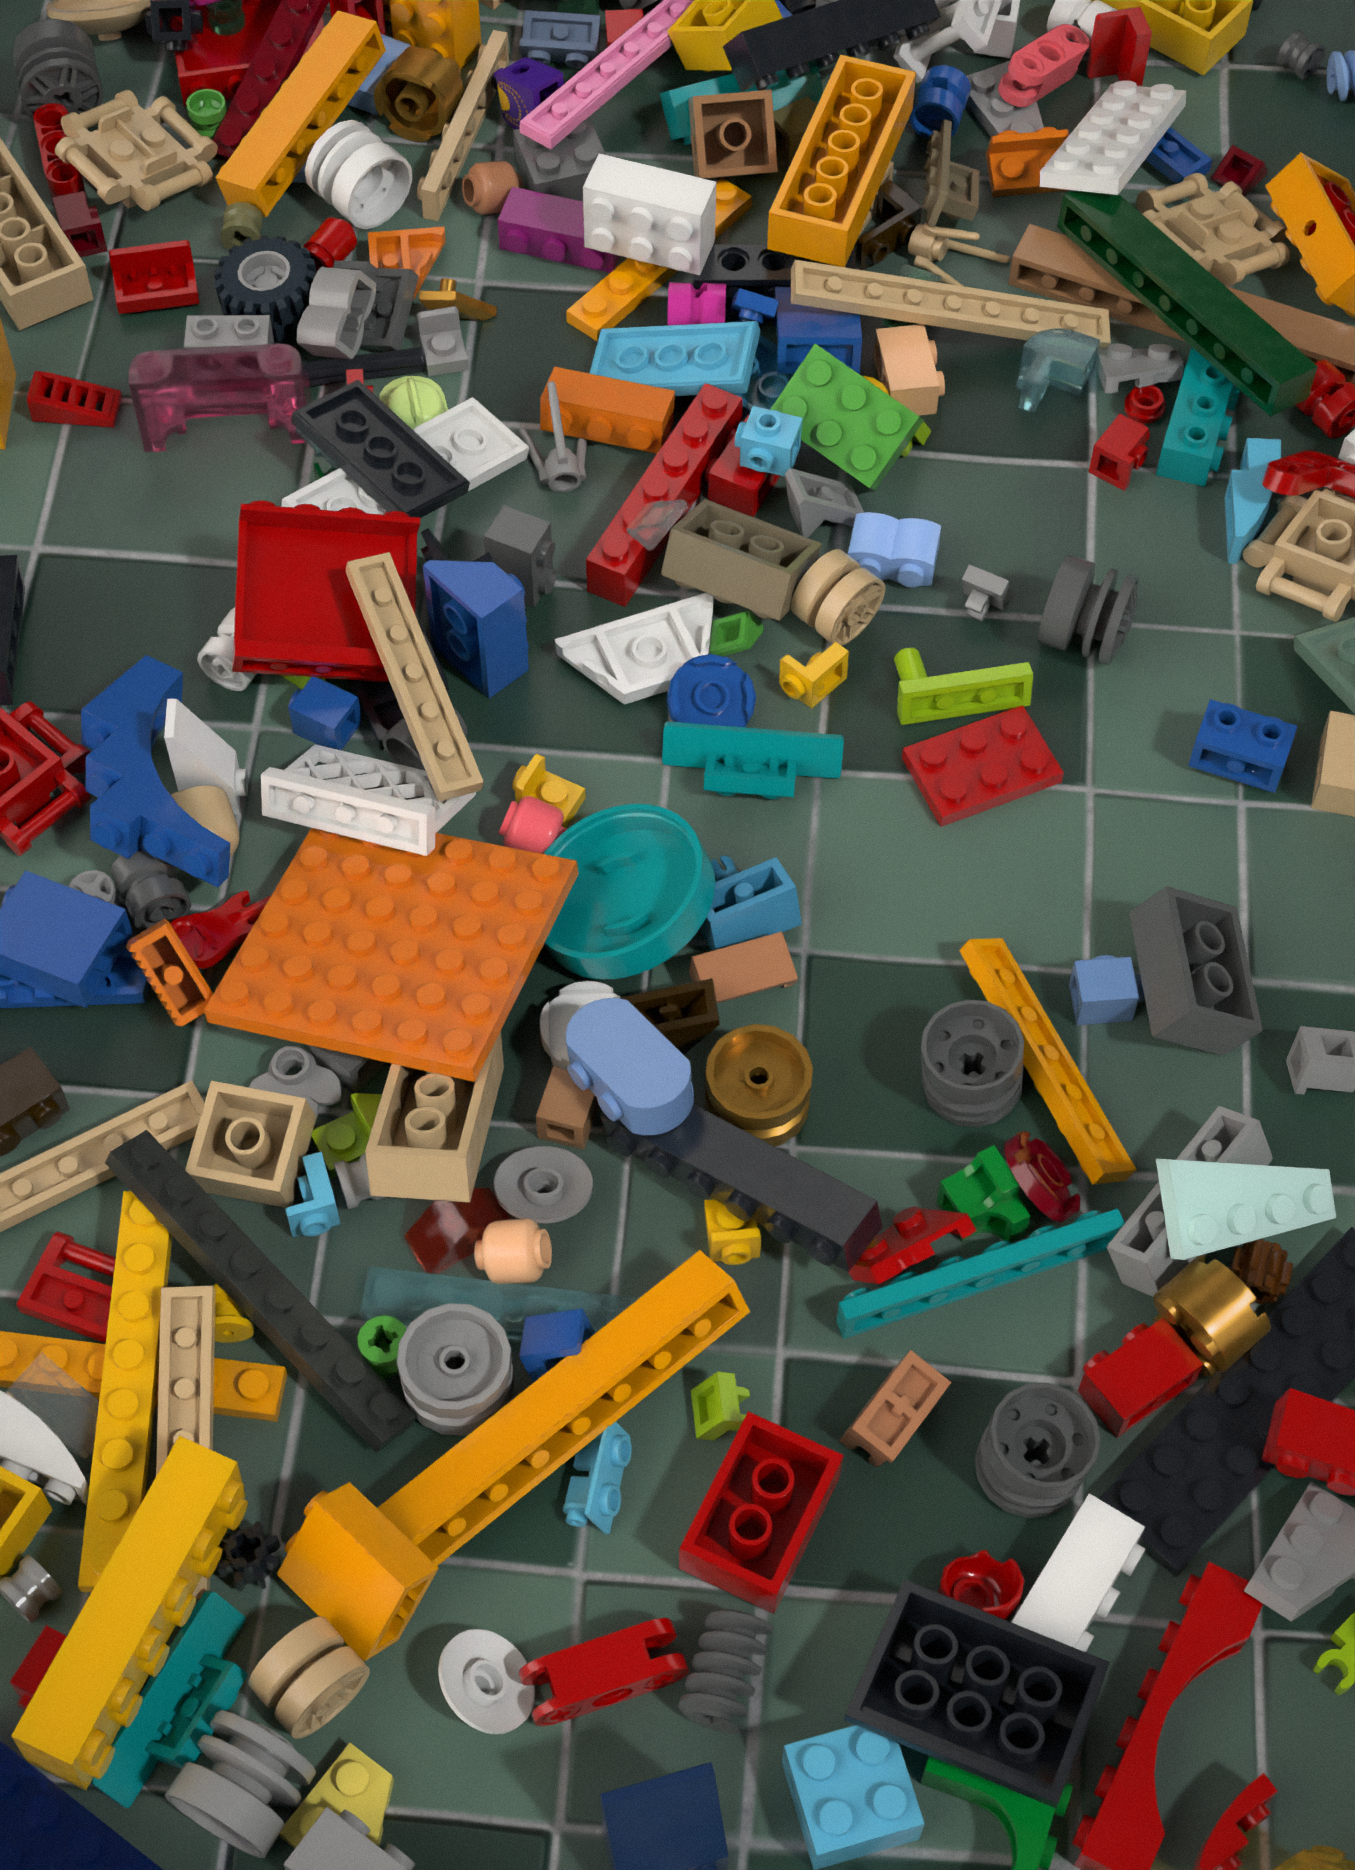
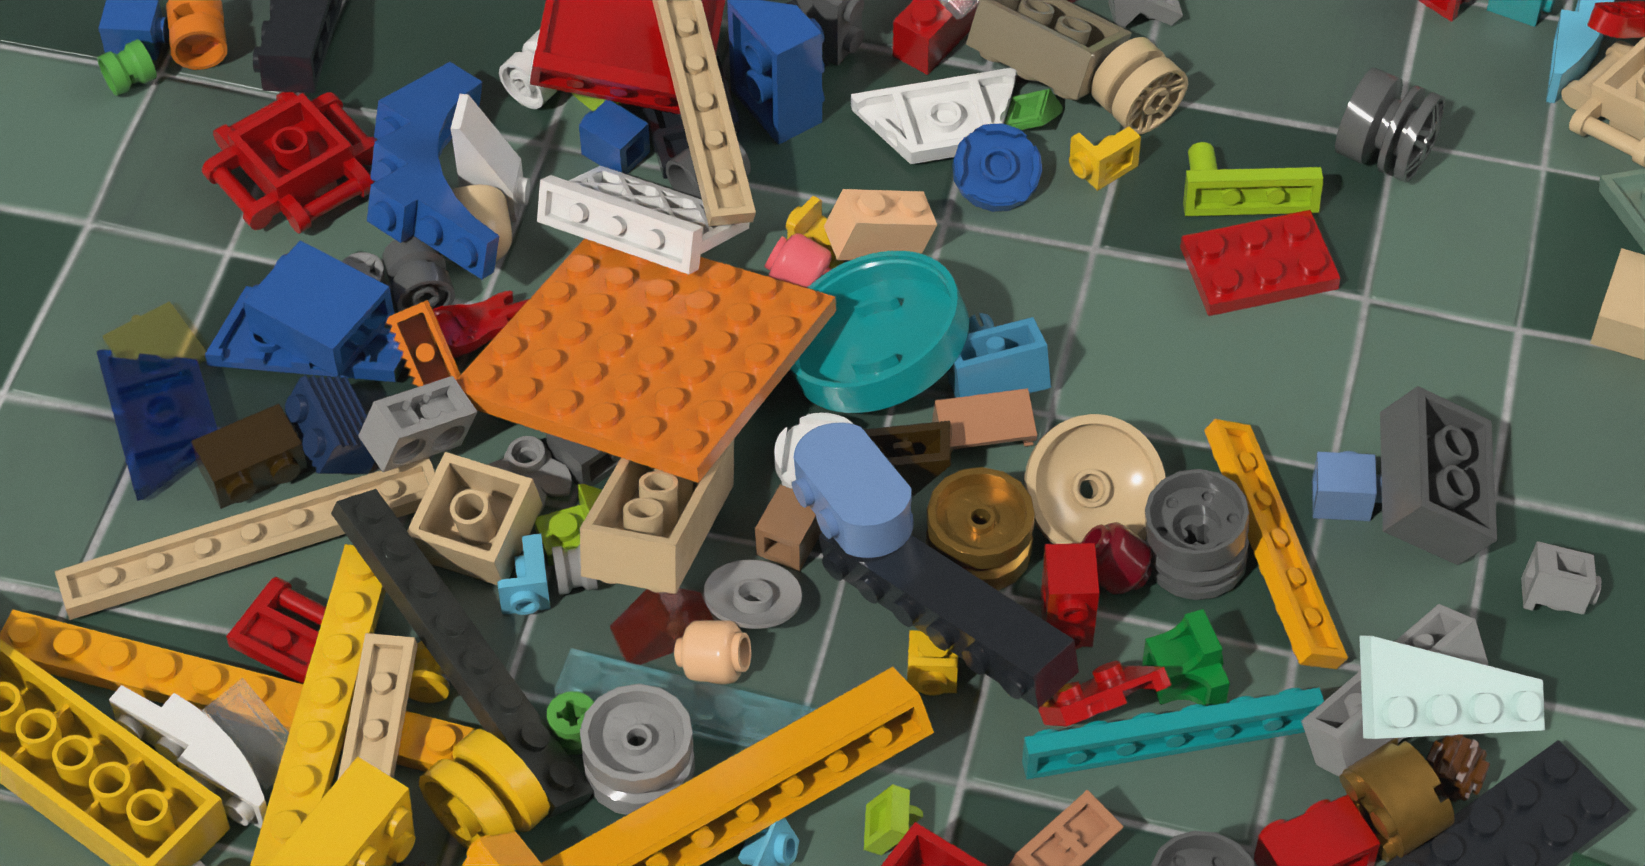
camera: 10 degrees right, 5 degrees down
(89, 1062) = (329, 424): none -> dark blue brick
(177, 1052) = (417, 423): none -> light grey brick
(309, 1440) = (483, 790): none -> yellow wheel
(551, 1337) = (734, 731): blue panel -> none
(607, 776) = (879, 222): none -> light nougat brick
(752, 758) = (1028, 226): teal bracket -> none
(859, 1143) = (1071, 590): none -> red brick
(890, 1017) = (1106, 455): none -> tan dish
(895, 1097) = (1120, 557): none -> dark red head
(896, 548) = (1207, 47): light blue brick -> none
(984, 590) = (1289, 97): light grey tile -> none
(1041, 1176) = (1248, 648): dark red tile -> none
(1242, 745) = (1526, 272): blue brick -> none

